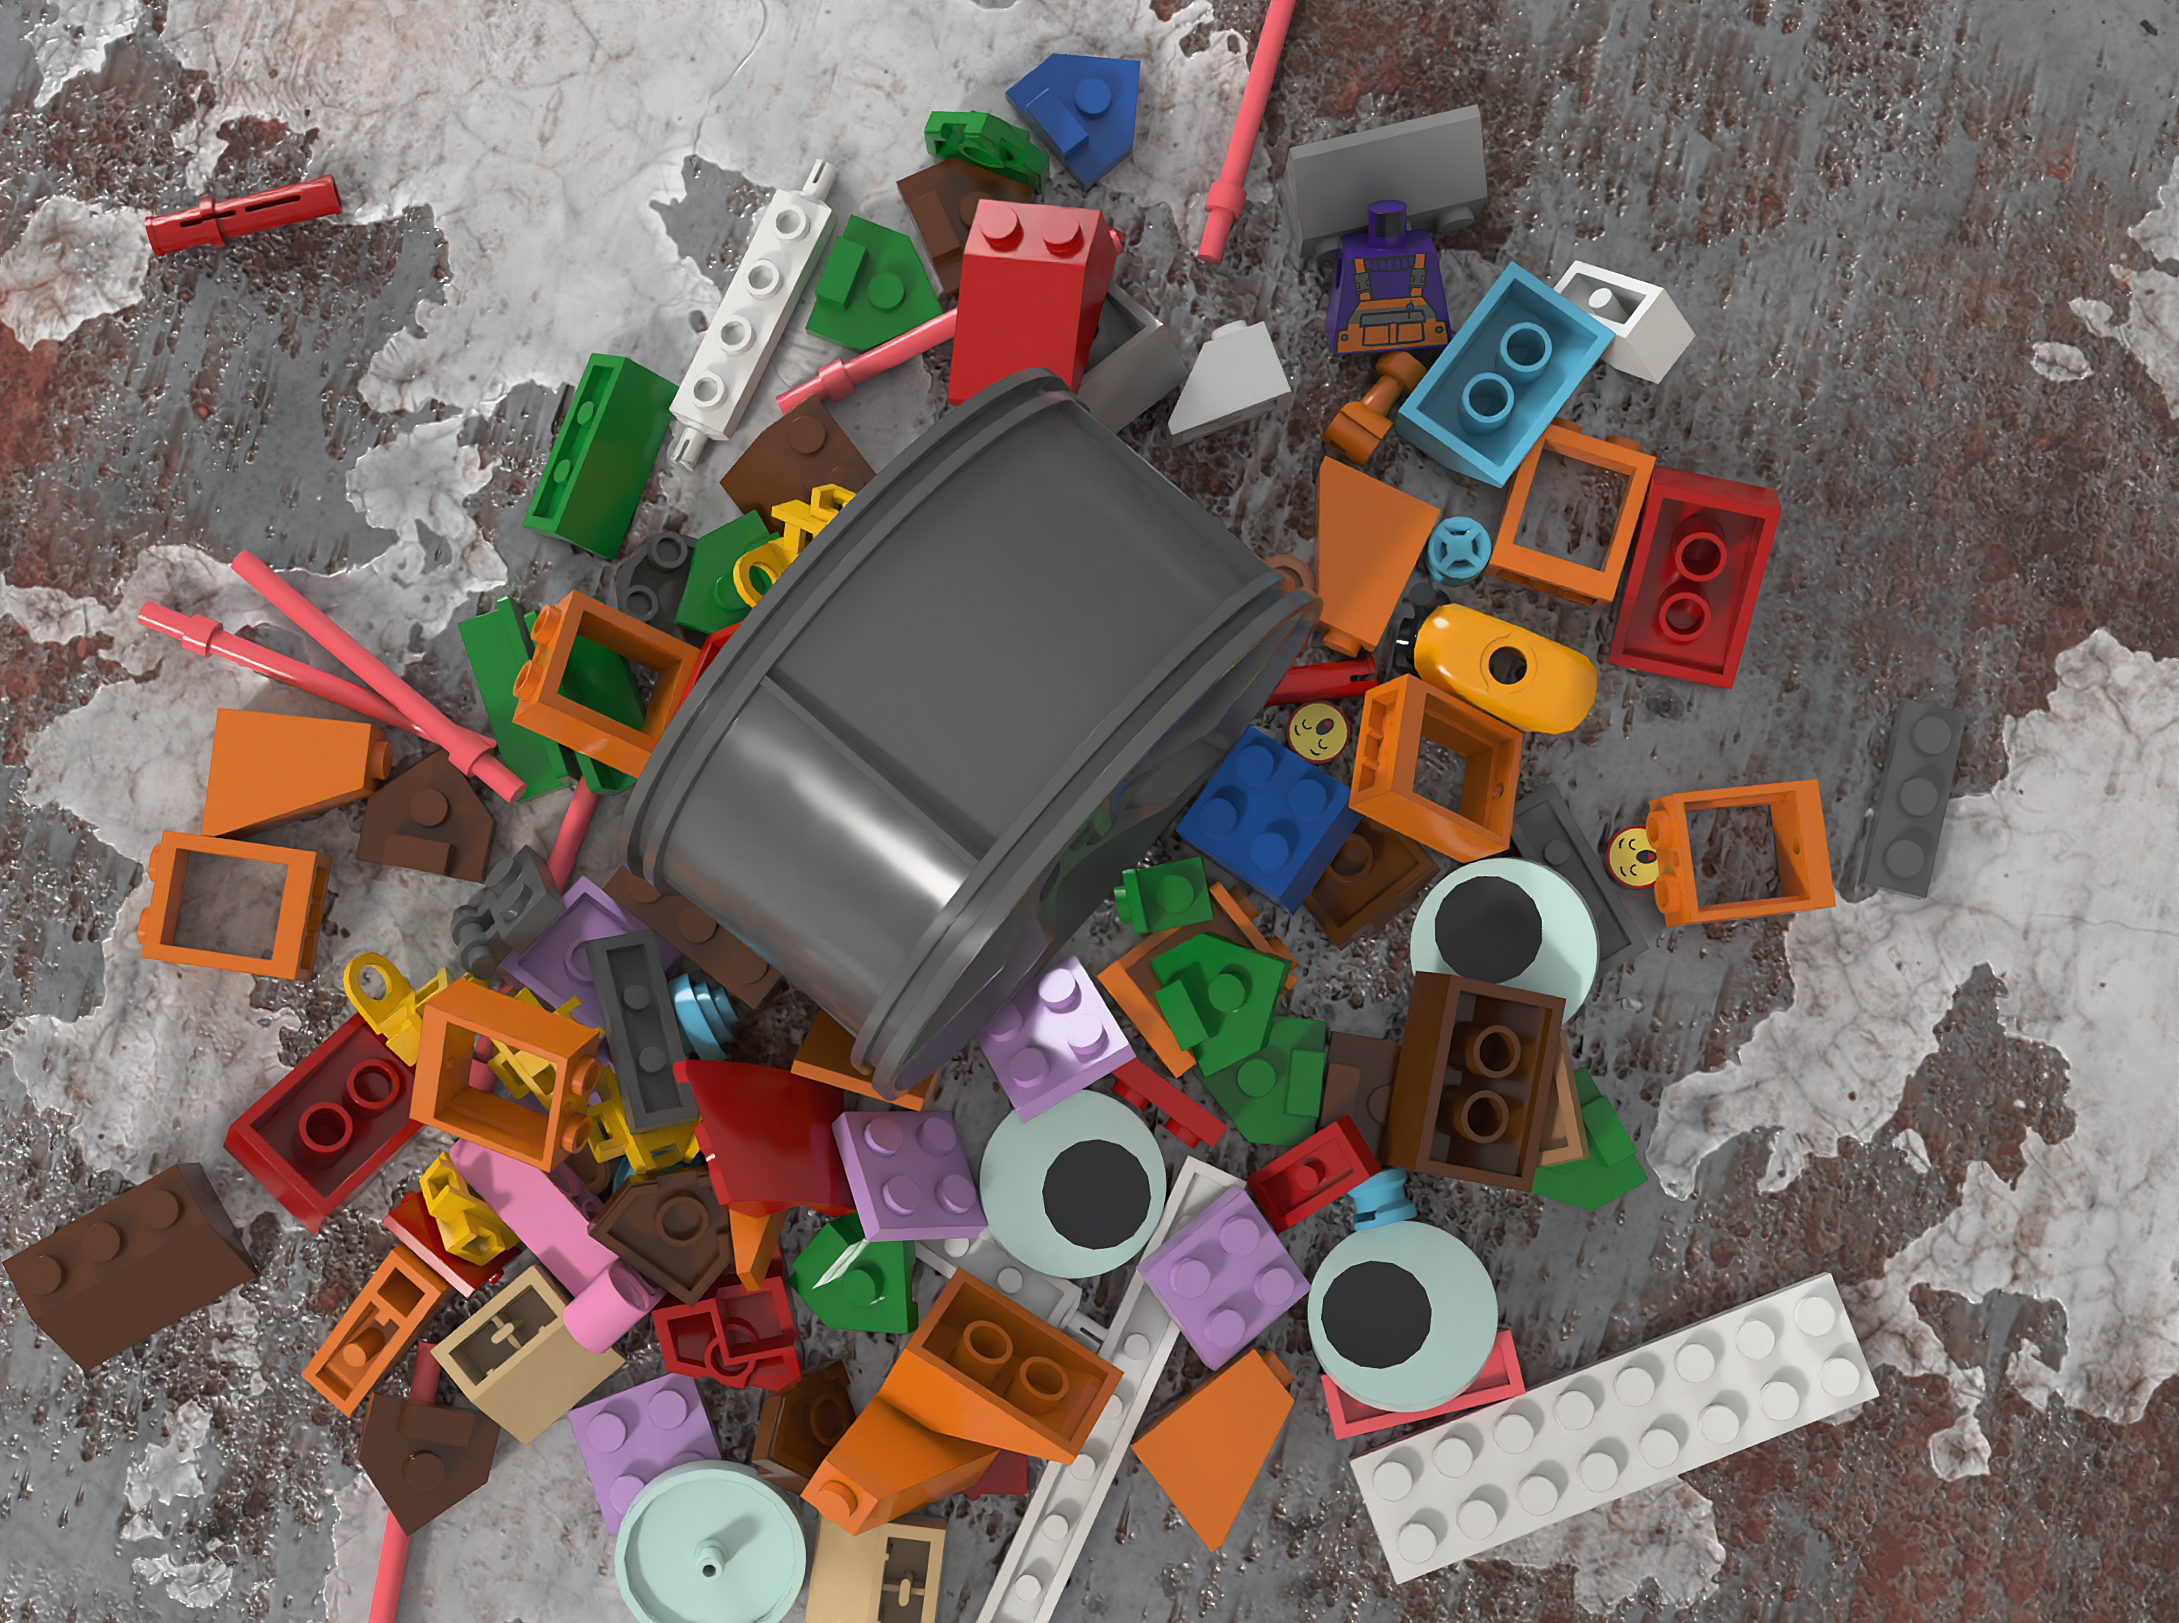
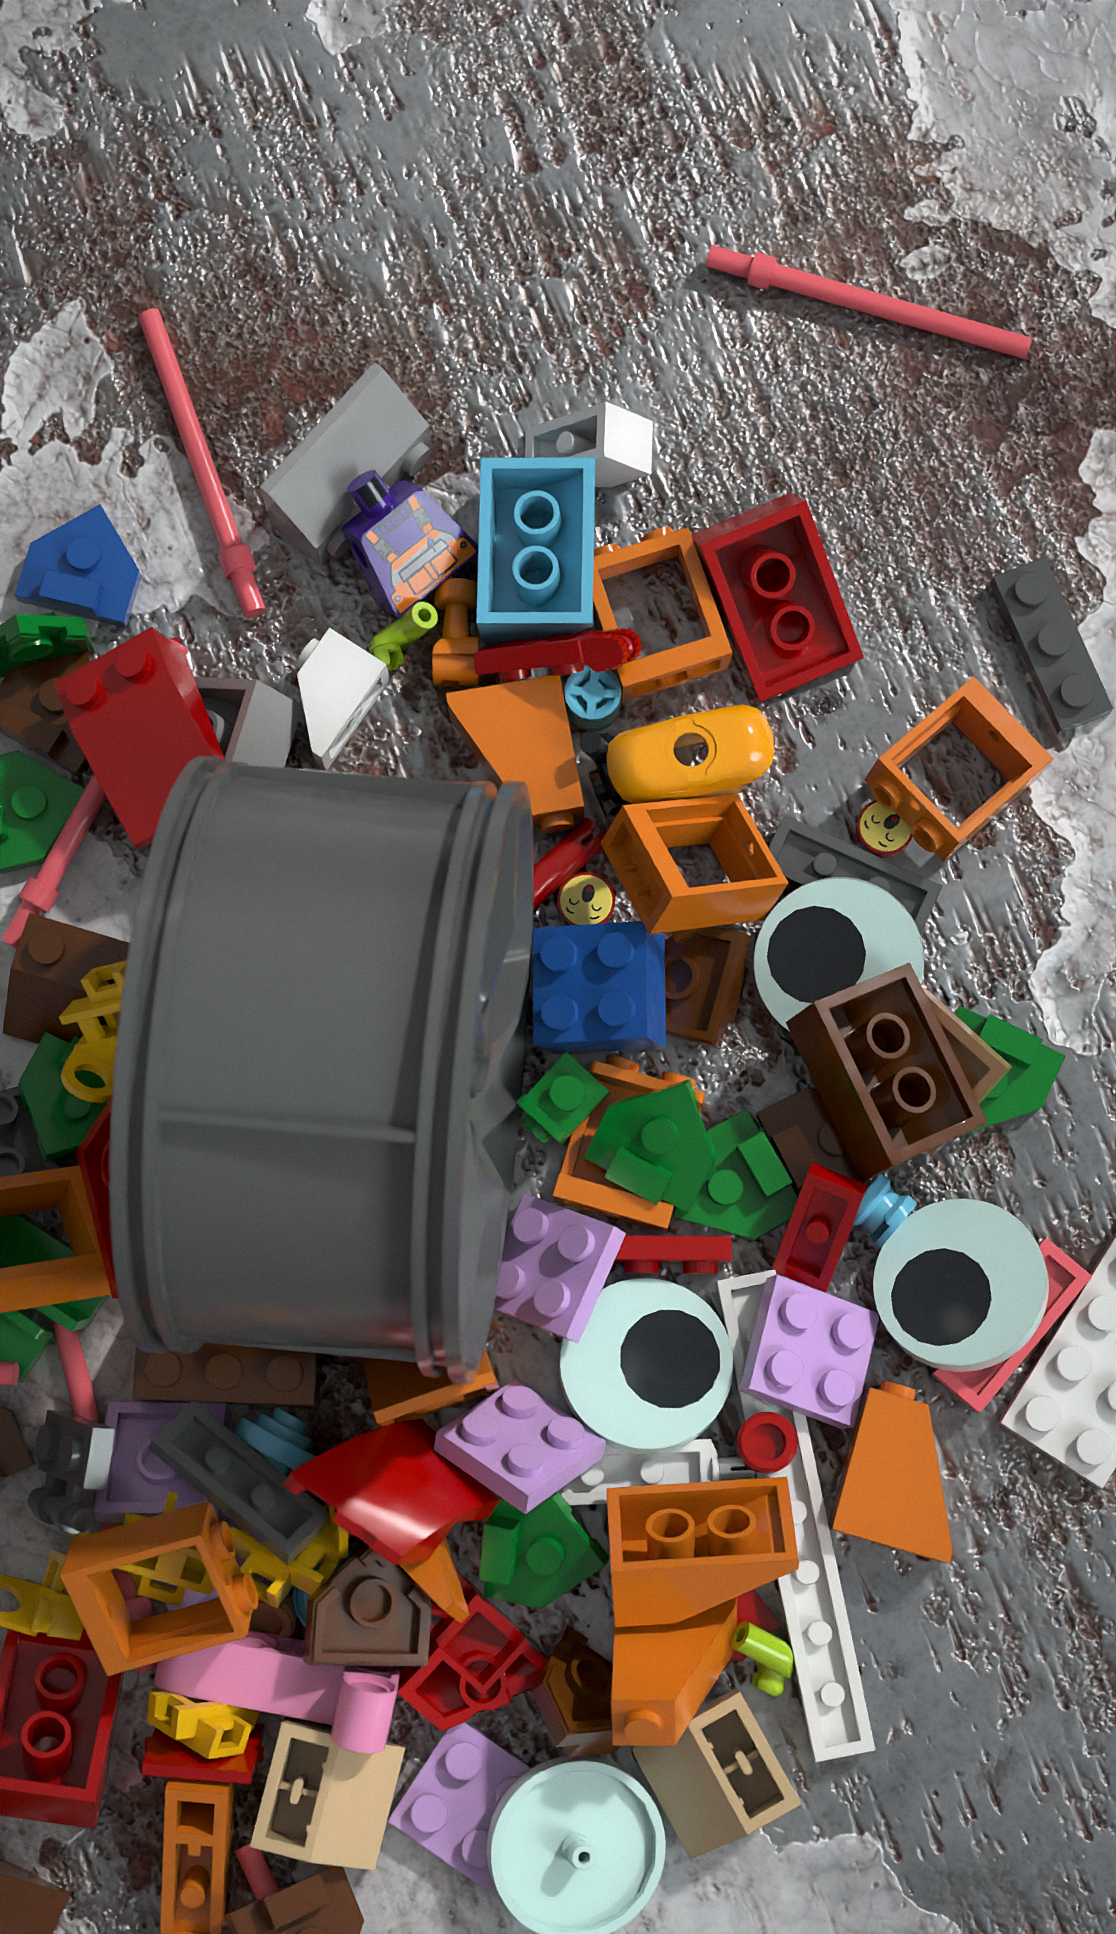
camera: 35 degrees left, 5 degrees down
(999, 1512) = (770, 1654): none -> lime arm
(1127, 1329) = (766, 1442): none -> red tile
(1325, 372) = (403, 633): none -> lime arm
(1455, 491) = (561, 653): none -> red hinge
(1901, 265) = (764, 271): none -> coral bar

